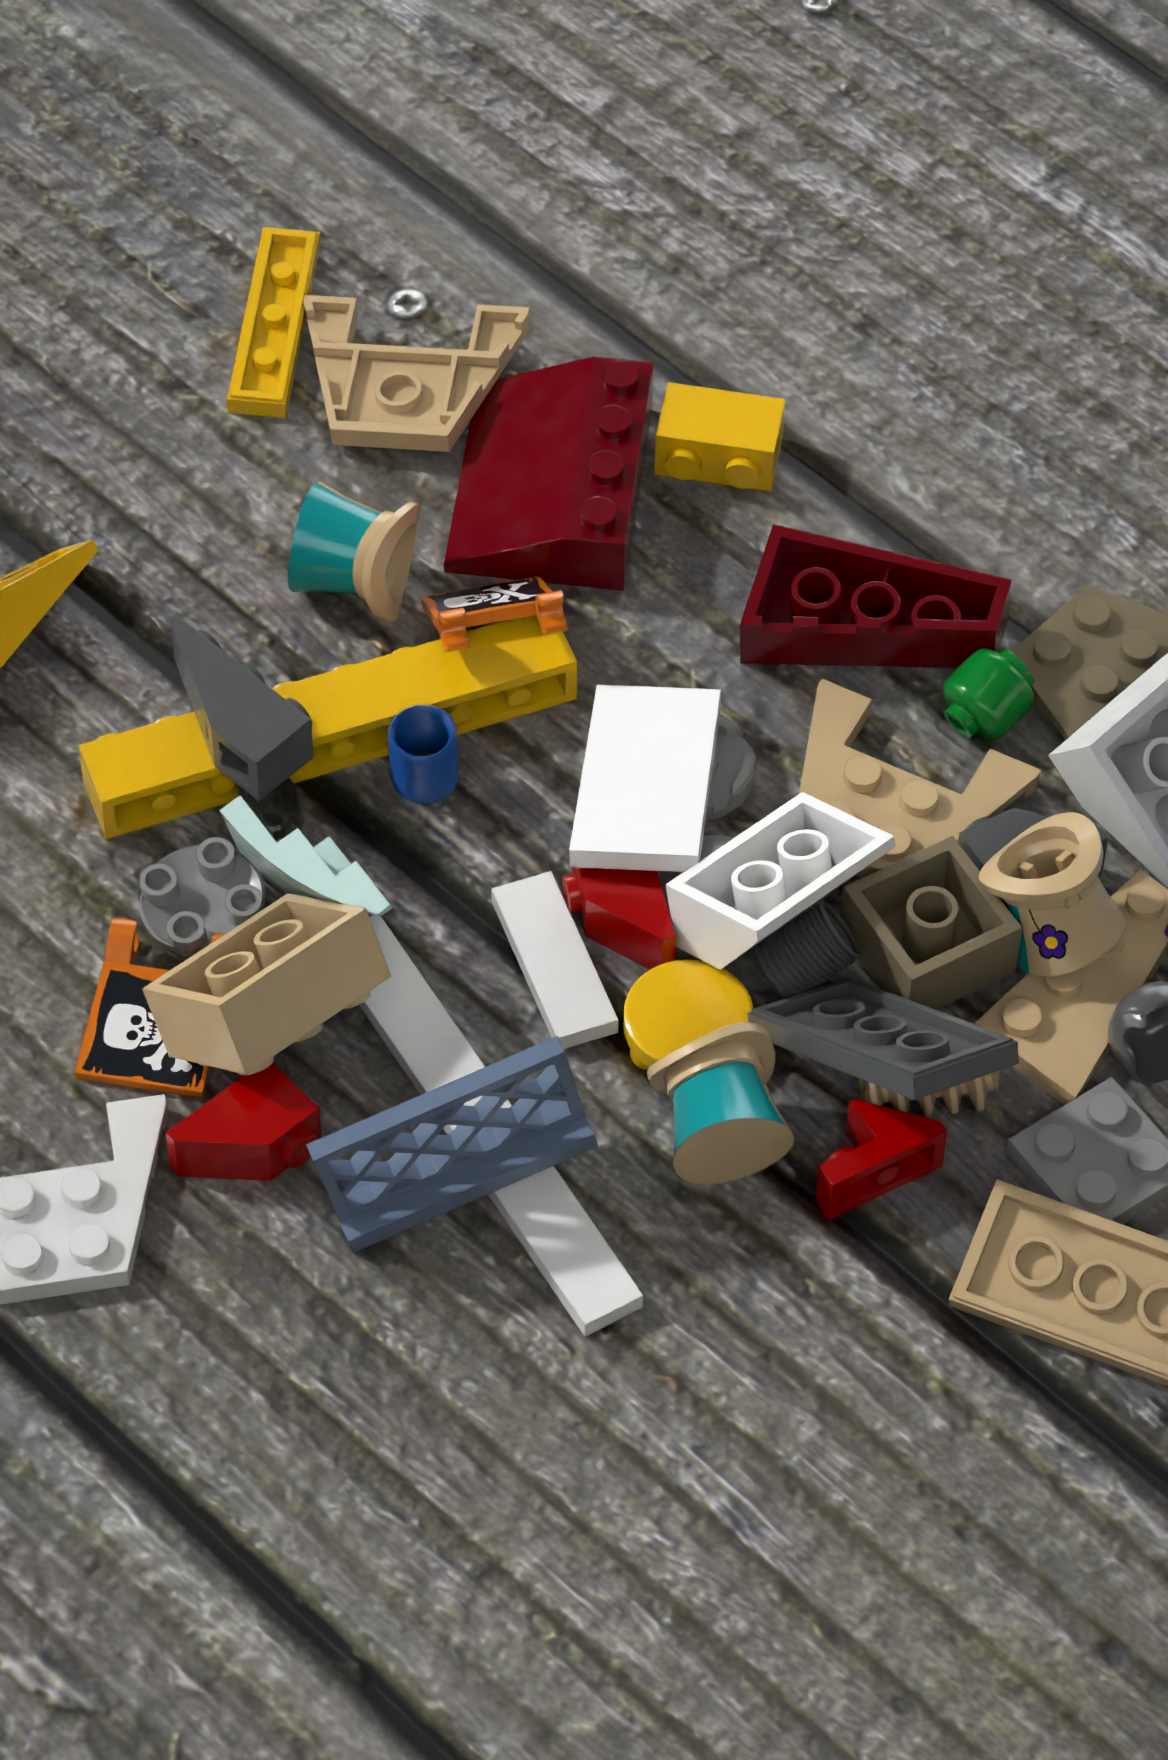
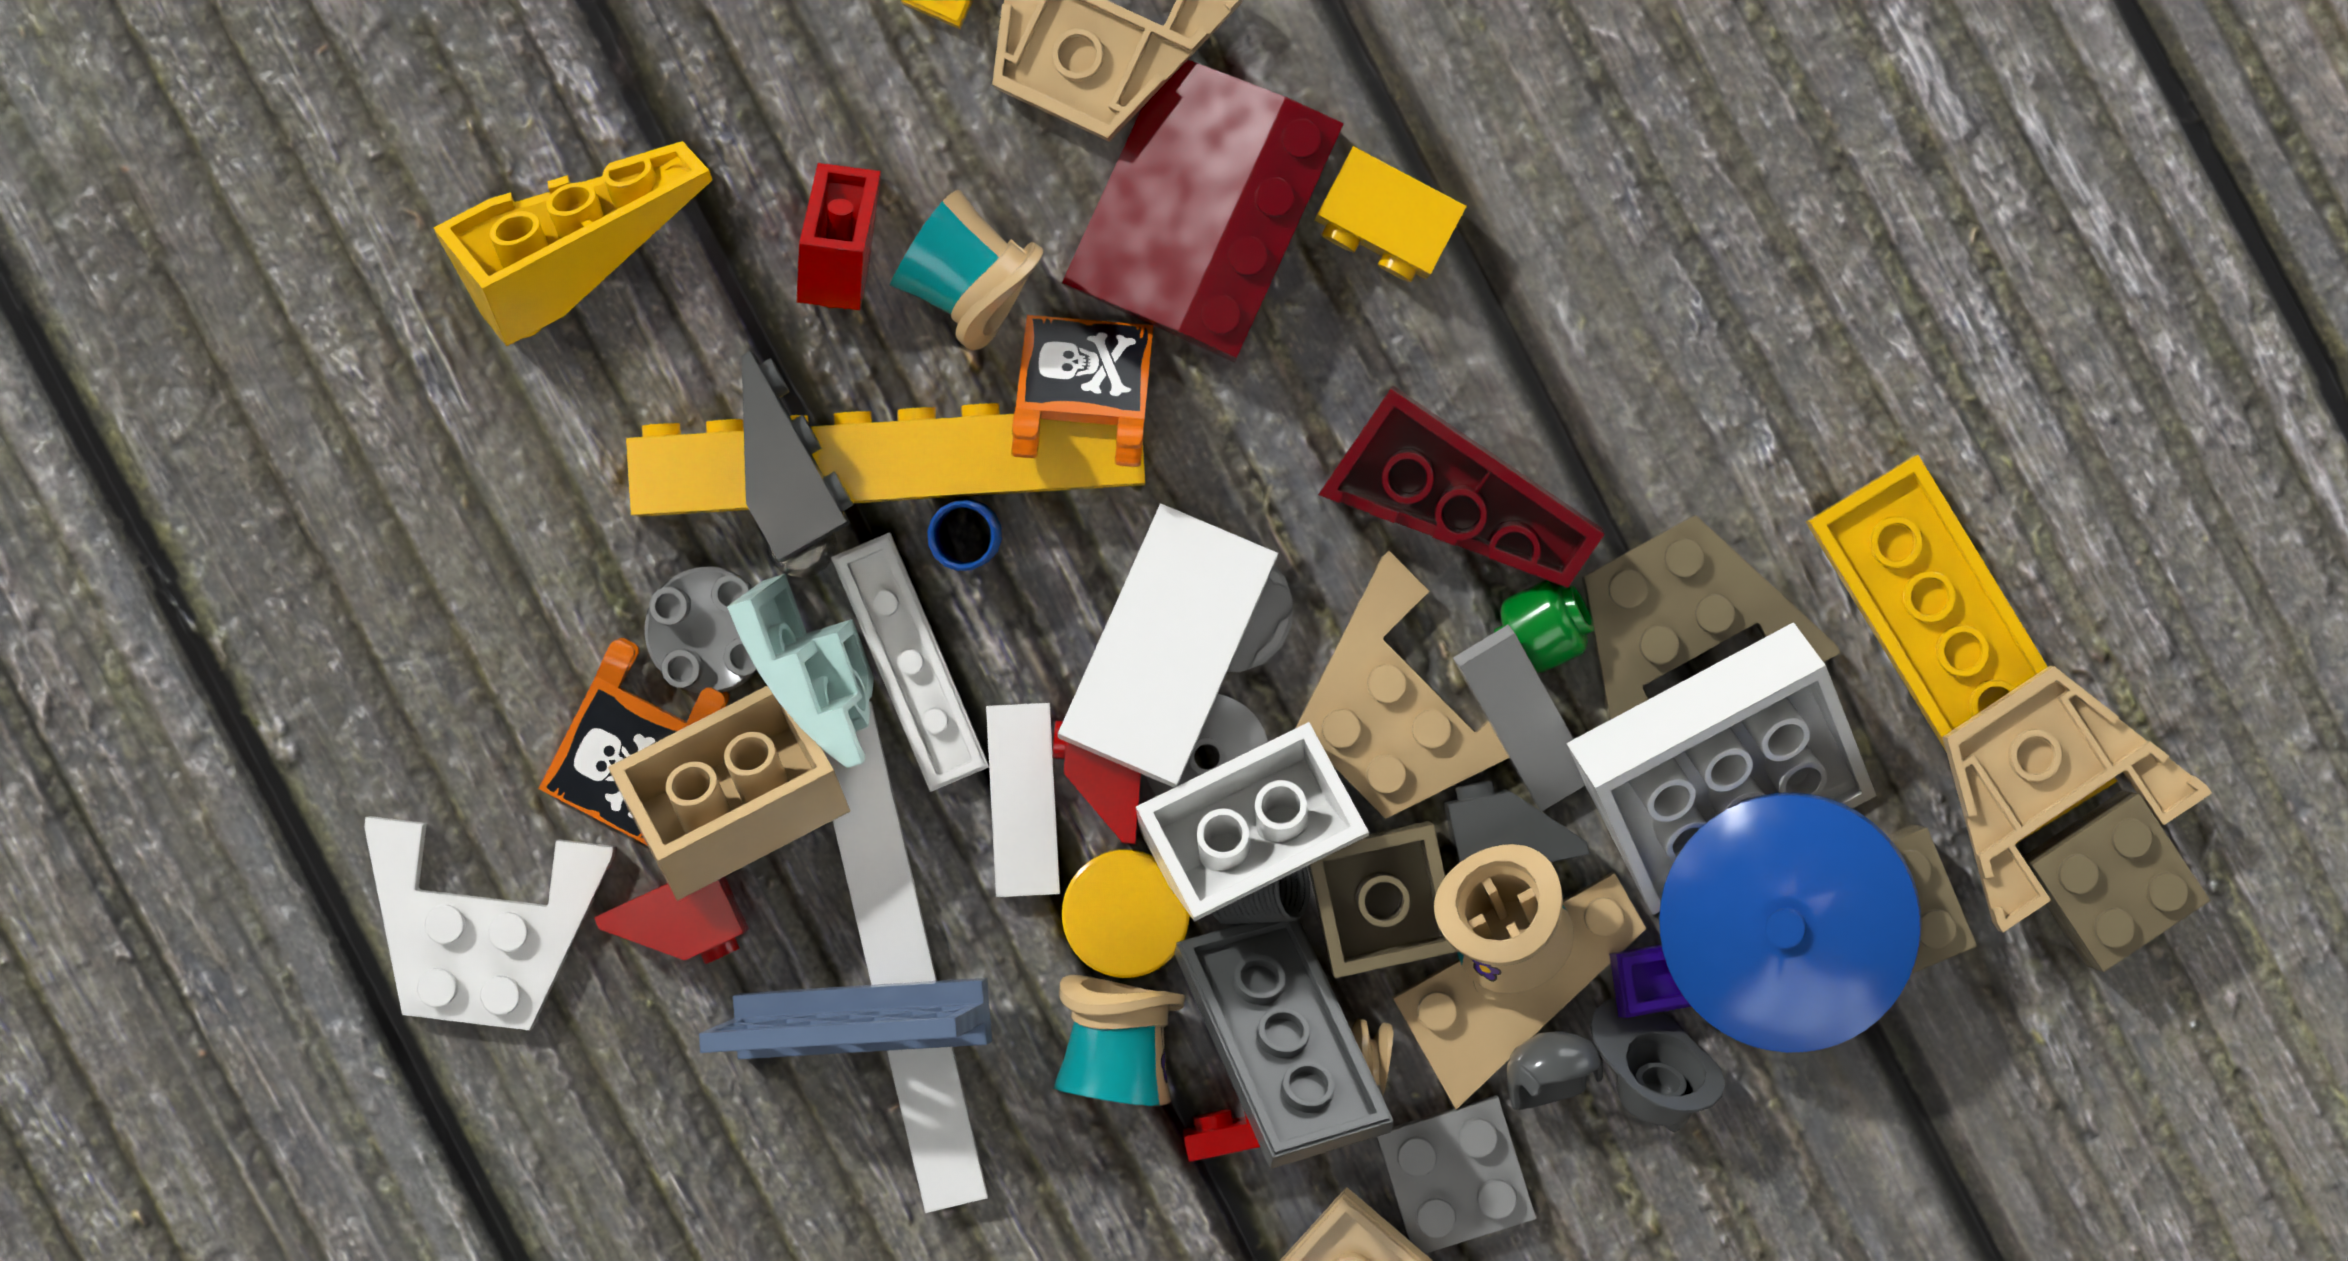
camera: 20 degrees right, 35 degrees up
(228, 575) = (837, 237): none -> red slope
(412, 883) = (910, 662): none -> white tile
(995, 746) = (1521, 716): none -> light grey tile

